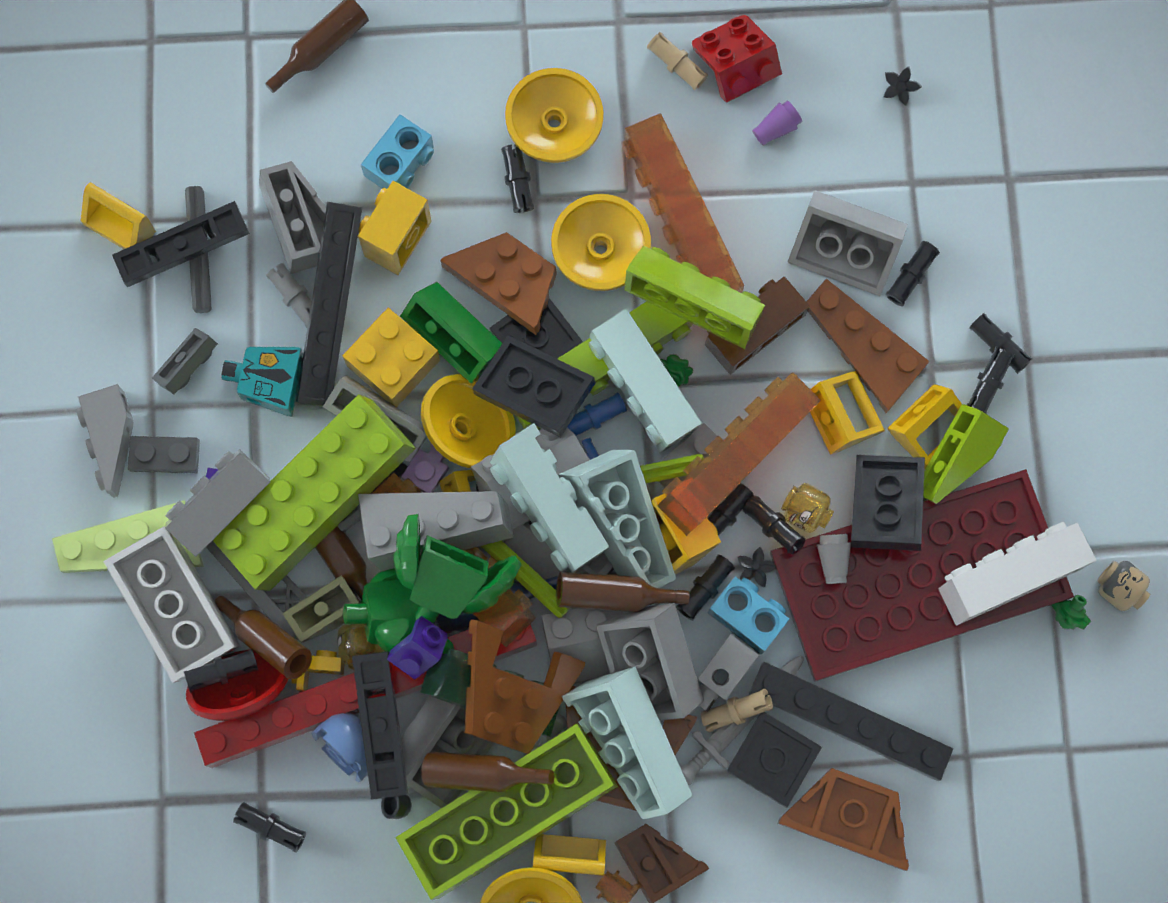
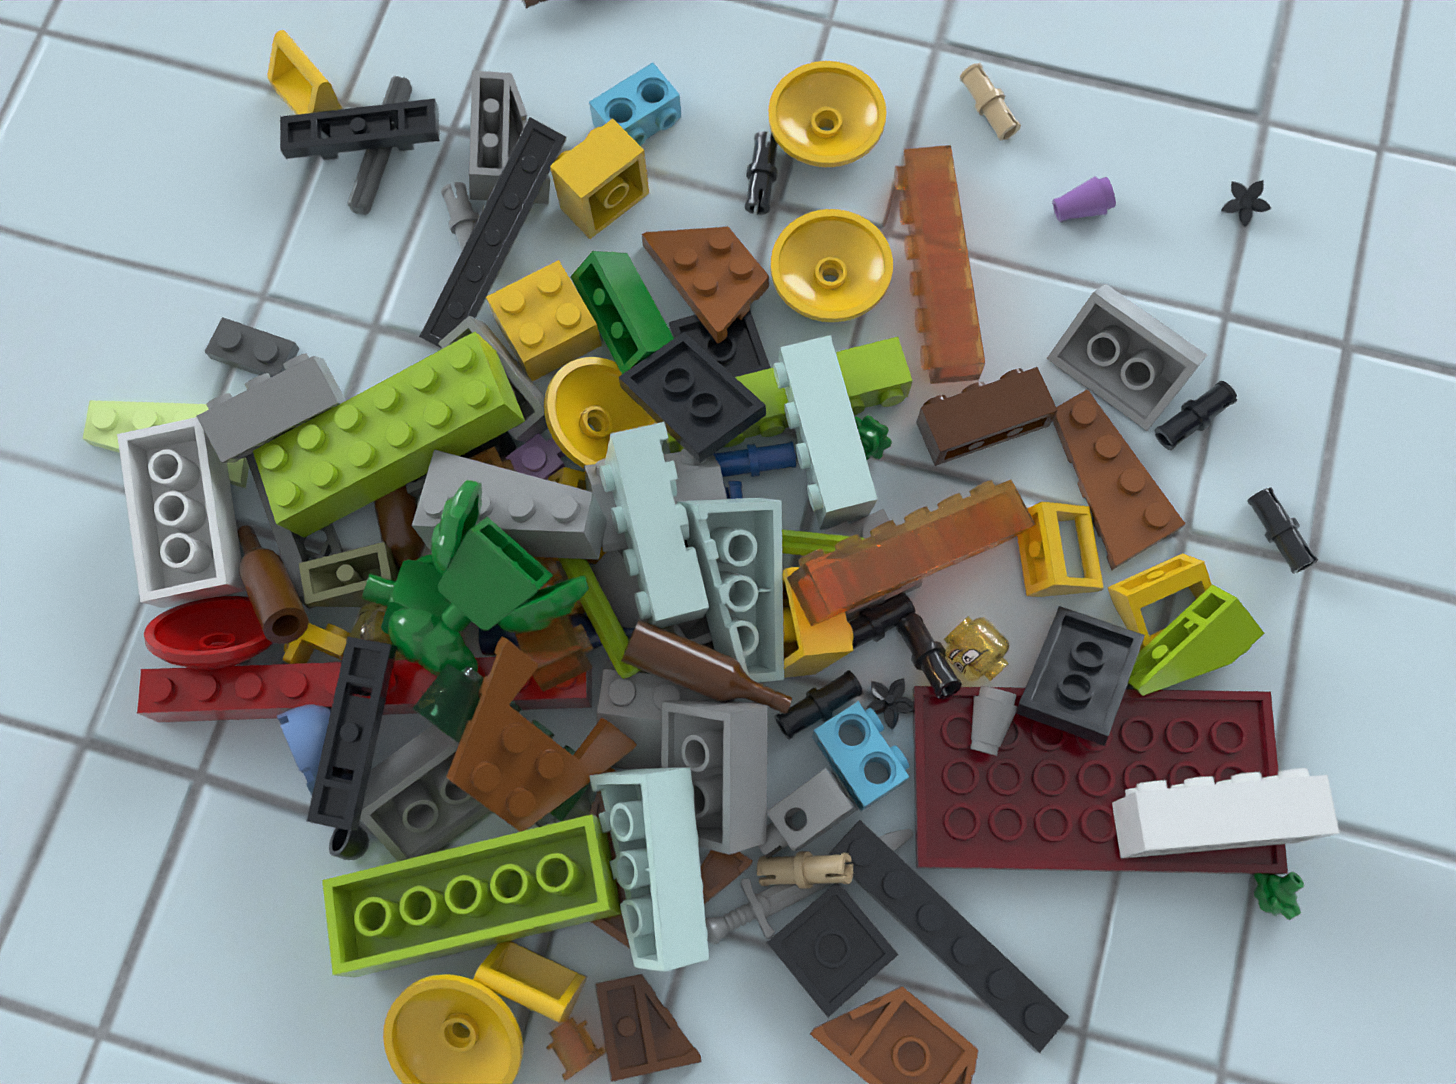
camera: 25 degrees right, 5 degrees down
(109, 428) = (203, 293): light grey slope -> none
(184, 361) = (301, 264): dark grey plate -> none
(221, 670) = (199, 606): black pin -> none
(267, 377) = (396, 299): teal torso -> none
(269, 827) = (190, 815): black pin -> none
(419, 649) = (430, 652): dark purple bracket -> none
(478, 772) = (447, 834): reddish brown piece -> none
(693, 295) = (918, 351): lime slope -> none
(738, 56) = (1064, 117): red bracket -> none
(991, 379) = (1260, 565): black pin -> none
(1124, 585) = (1358, 882): tan head -> none

